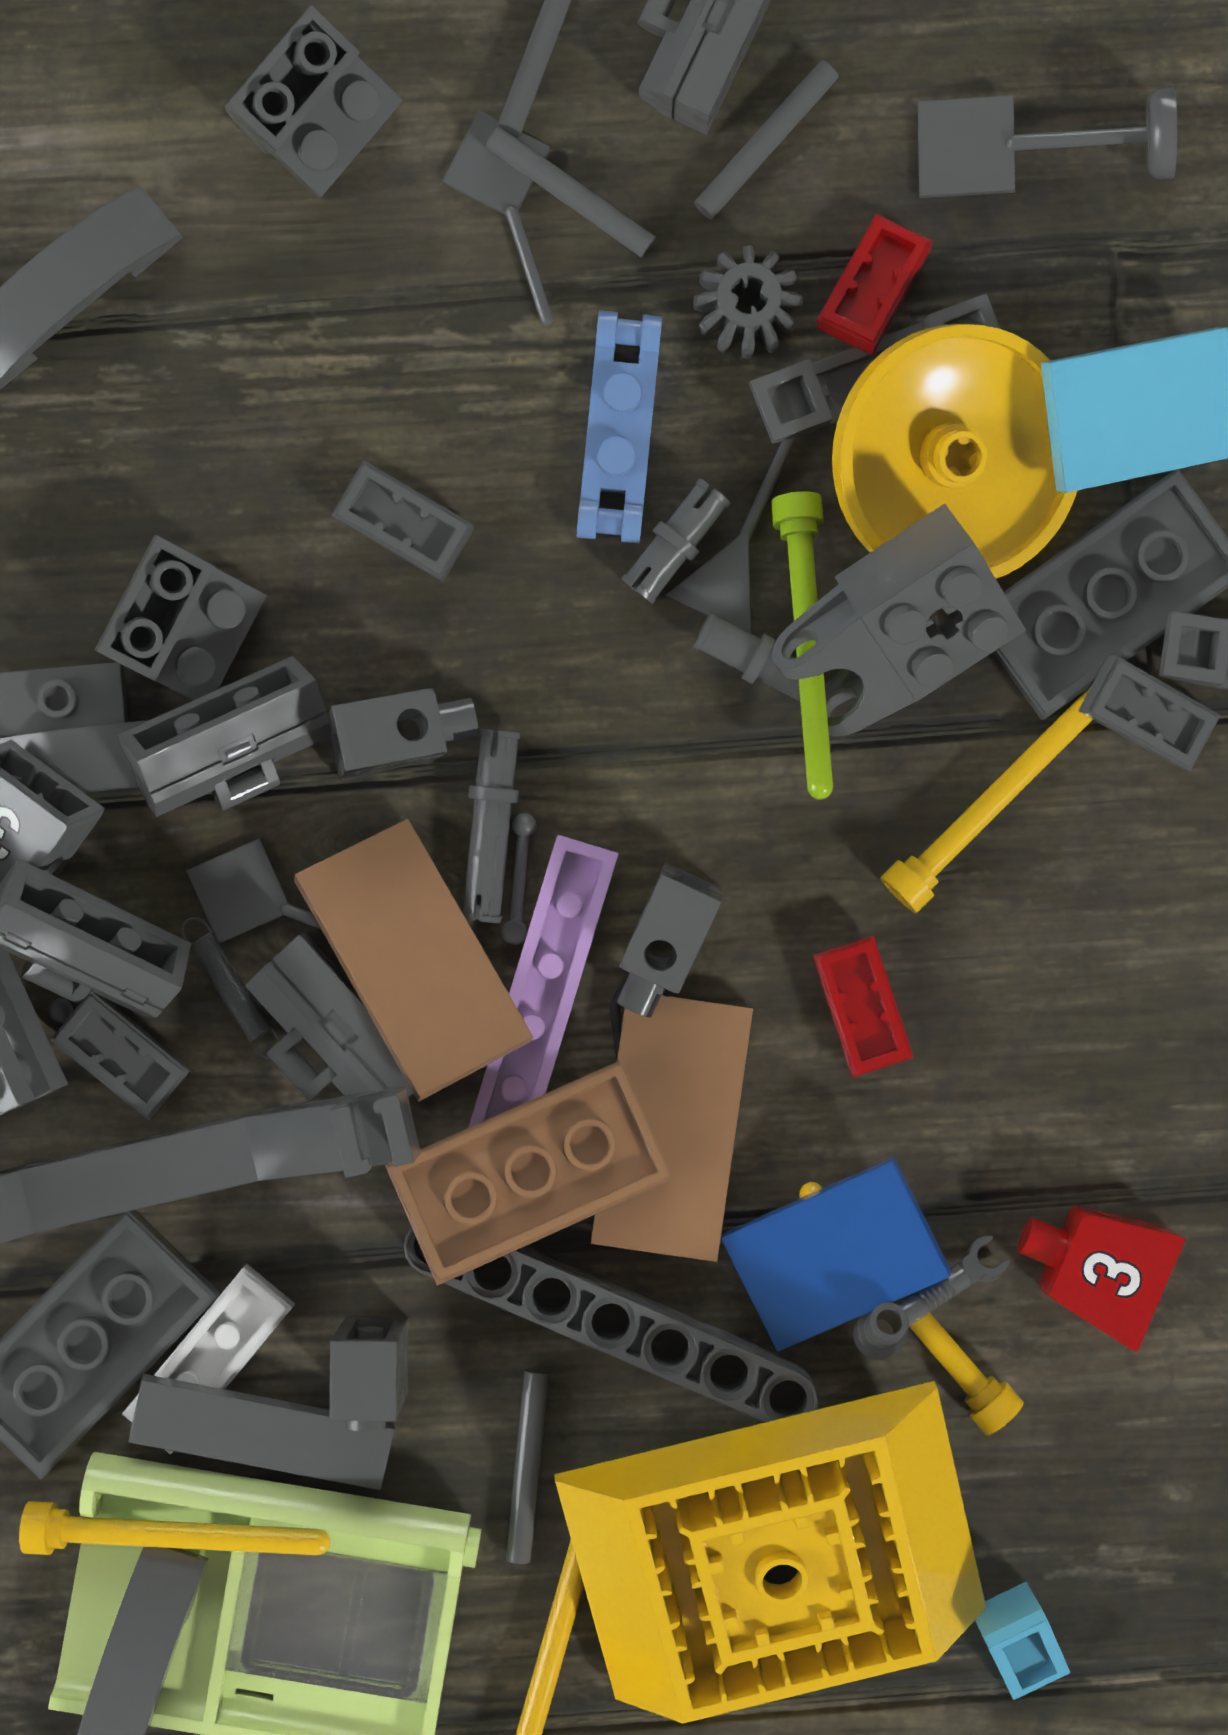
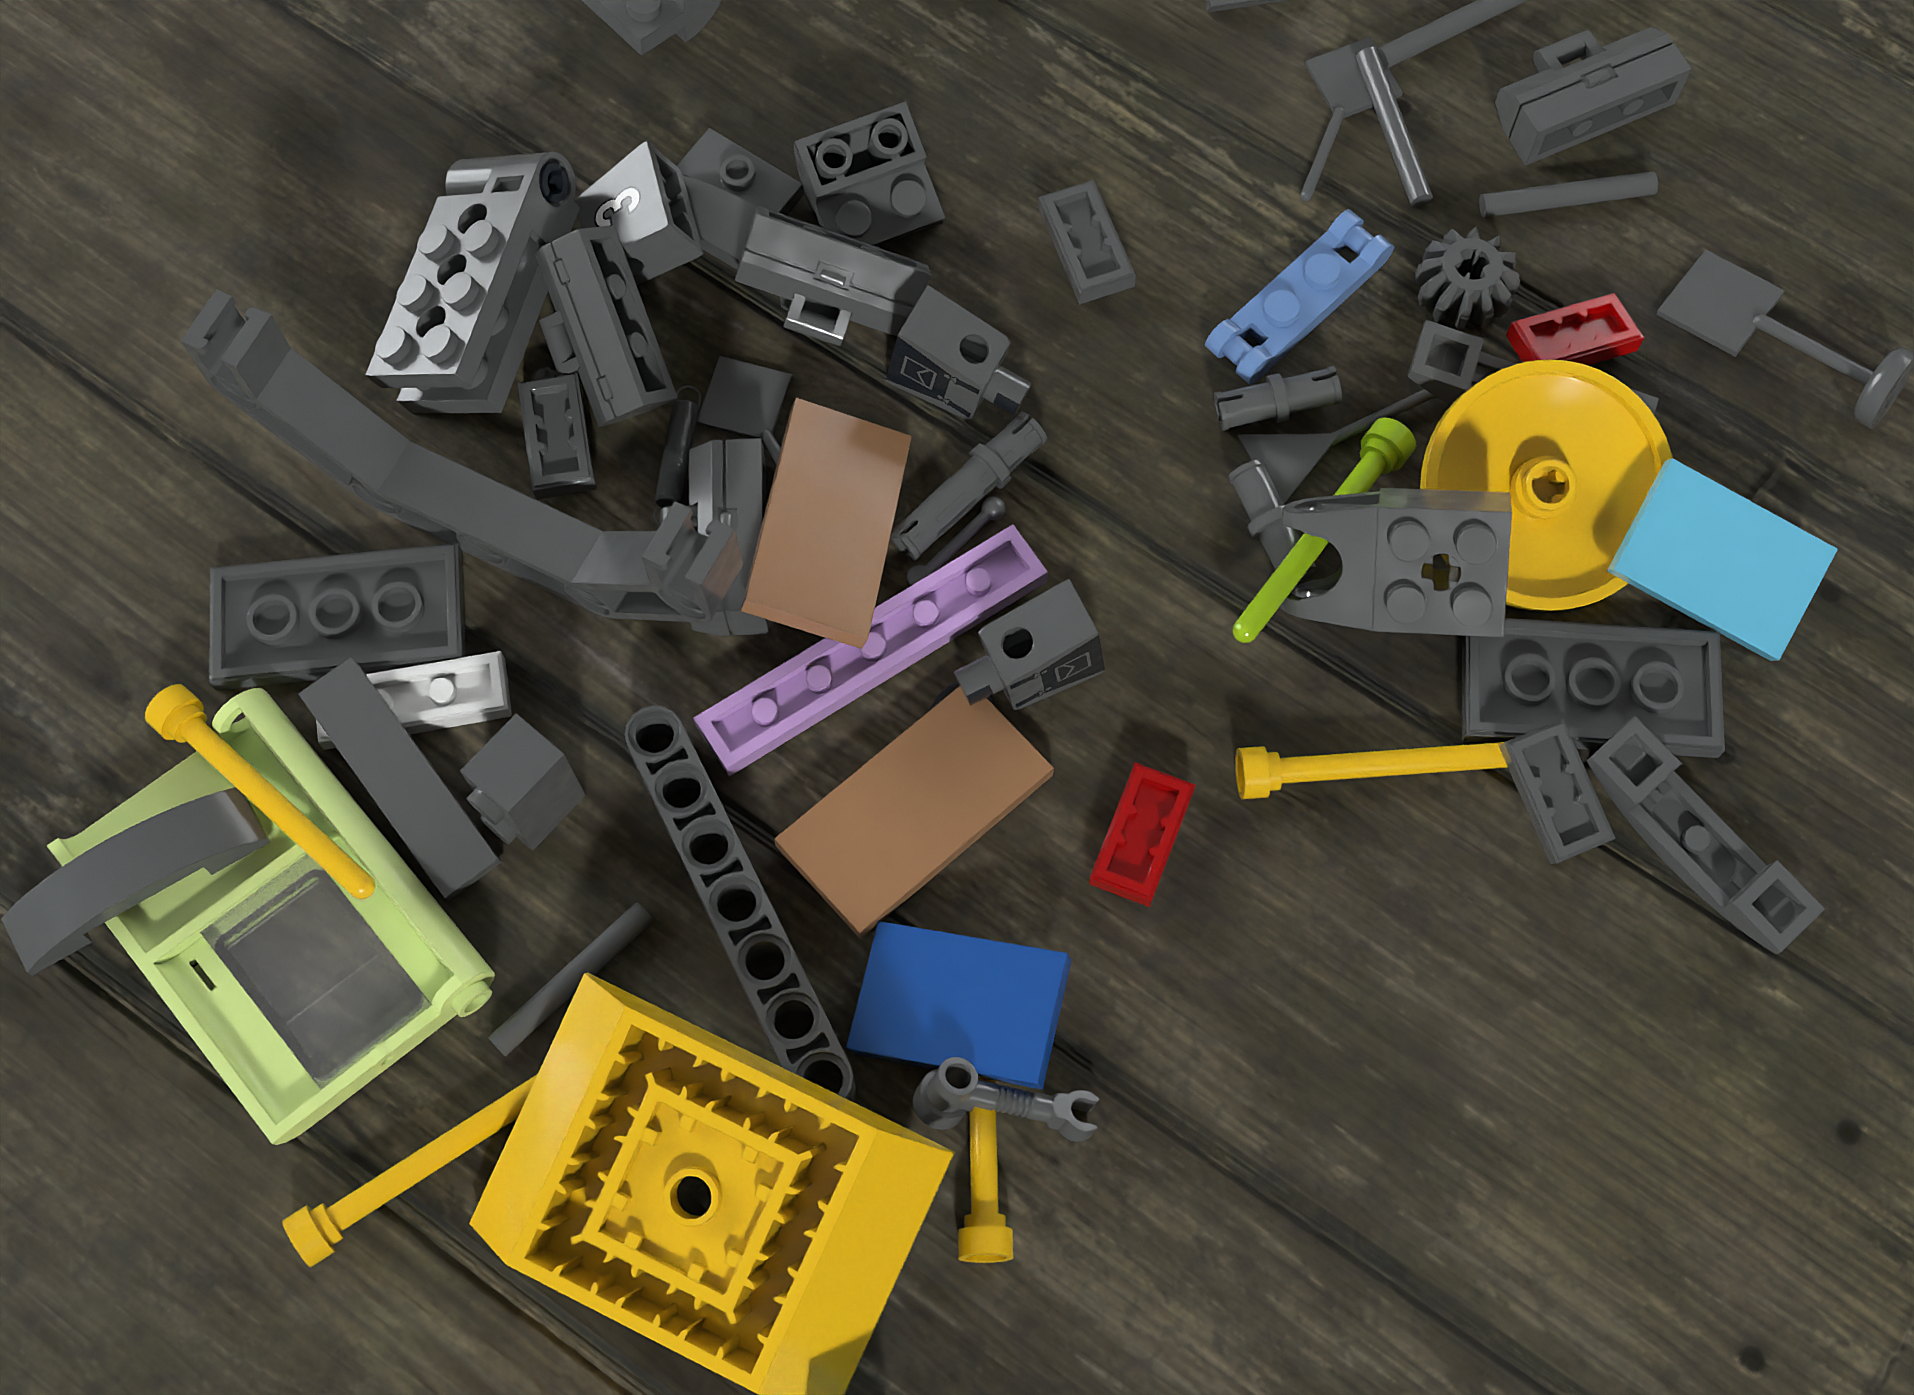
camera: 40 degrees right, 20 degrees down
(530, 1172) = (776, 737): medium nougat tile -> none
(1104, 1268) = (1171, 1197): red torso -> none

